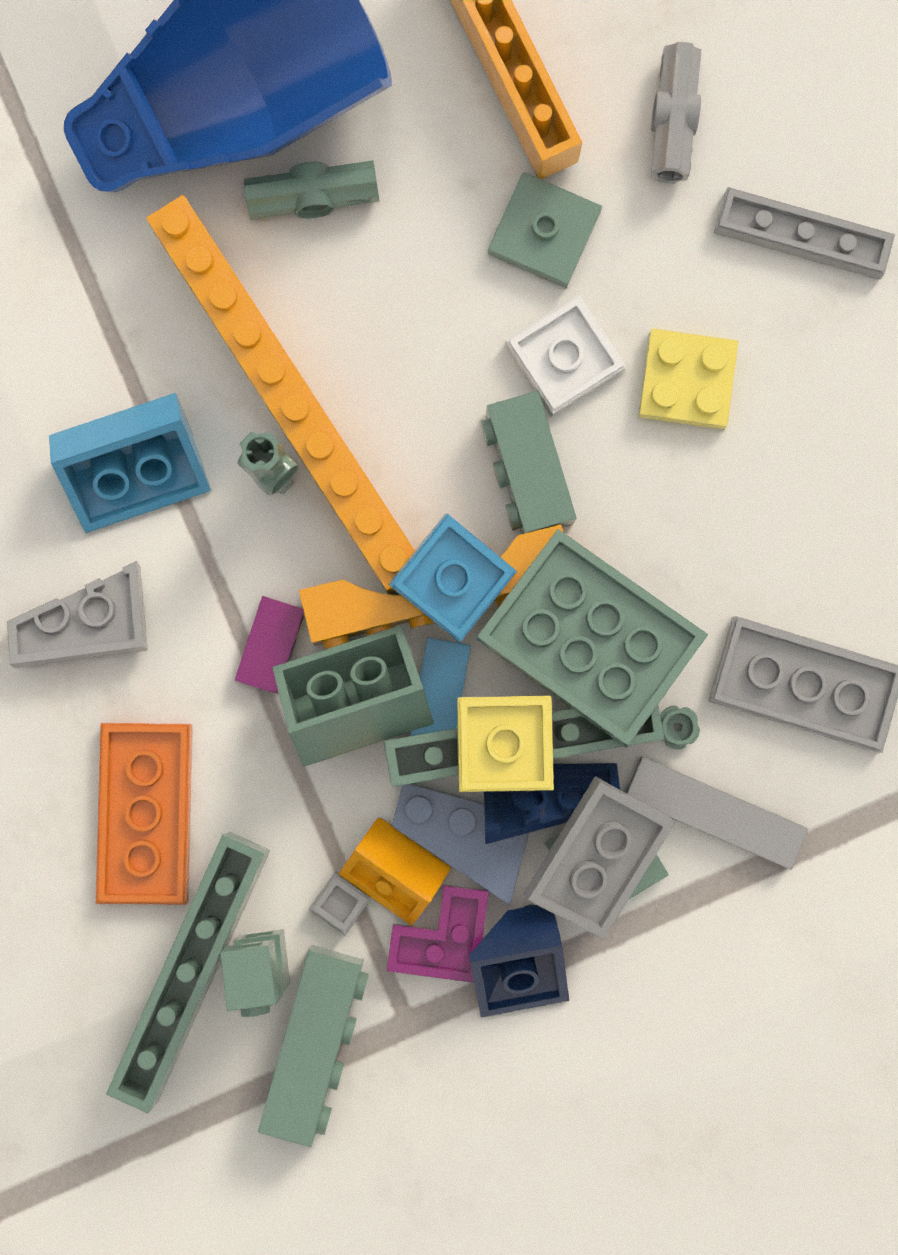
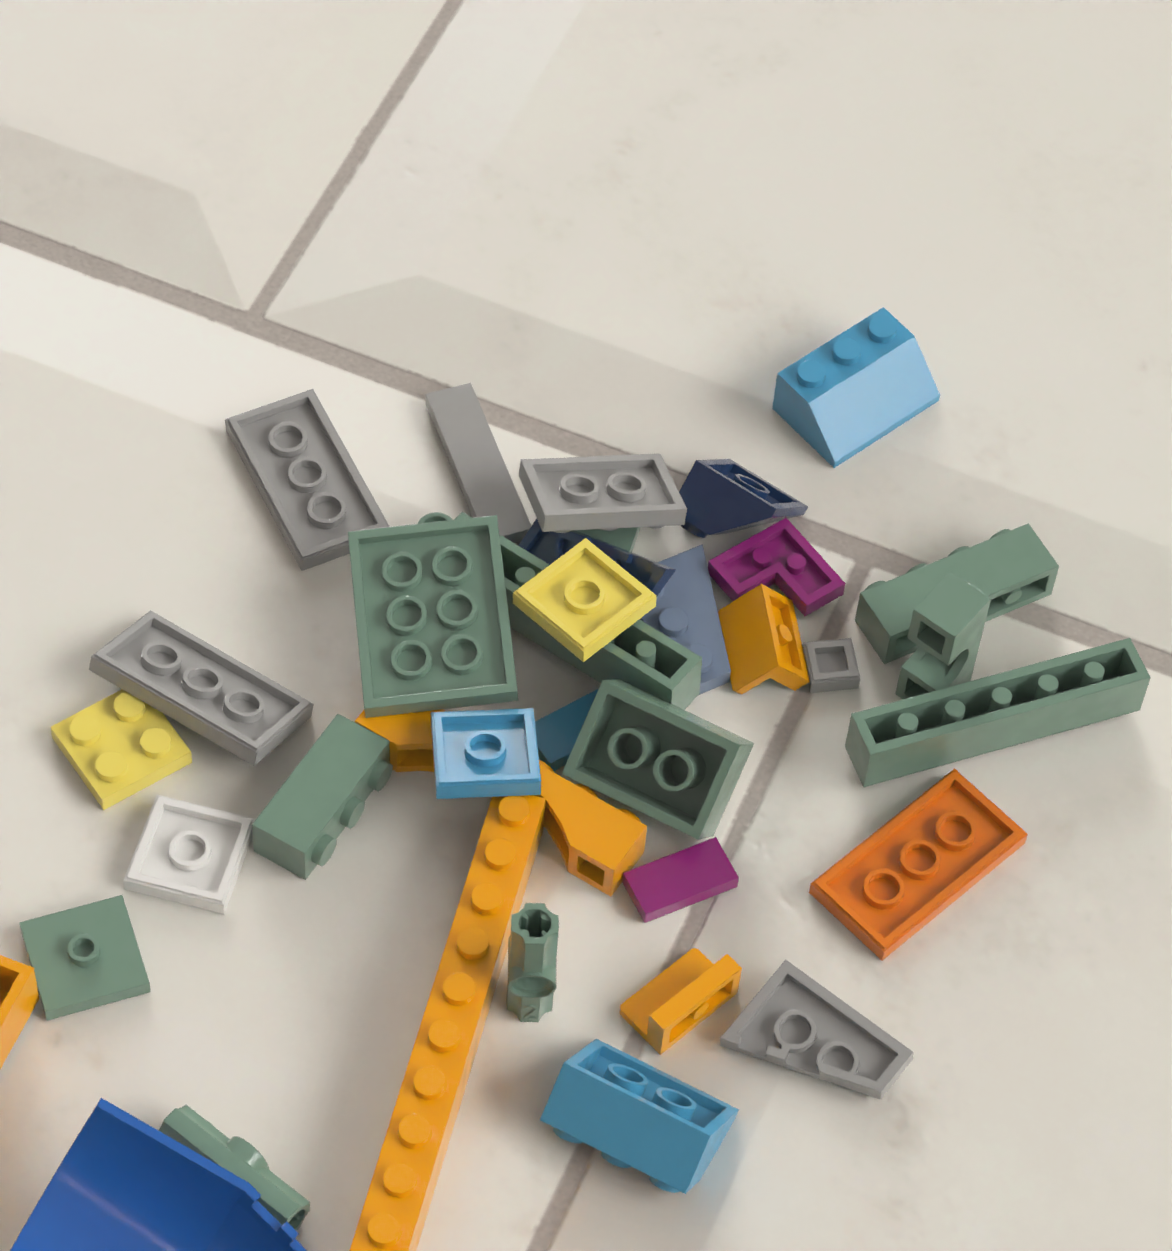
camera: 135 degrees left, 30 degrees down
(188, 565) = (681, 998): none -> light orange panel
(543, 1150) = (856, 387): none -> slope
(685, 459) = (201, 687): none -> light grey tile

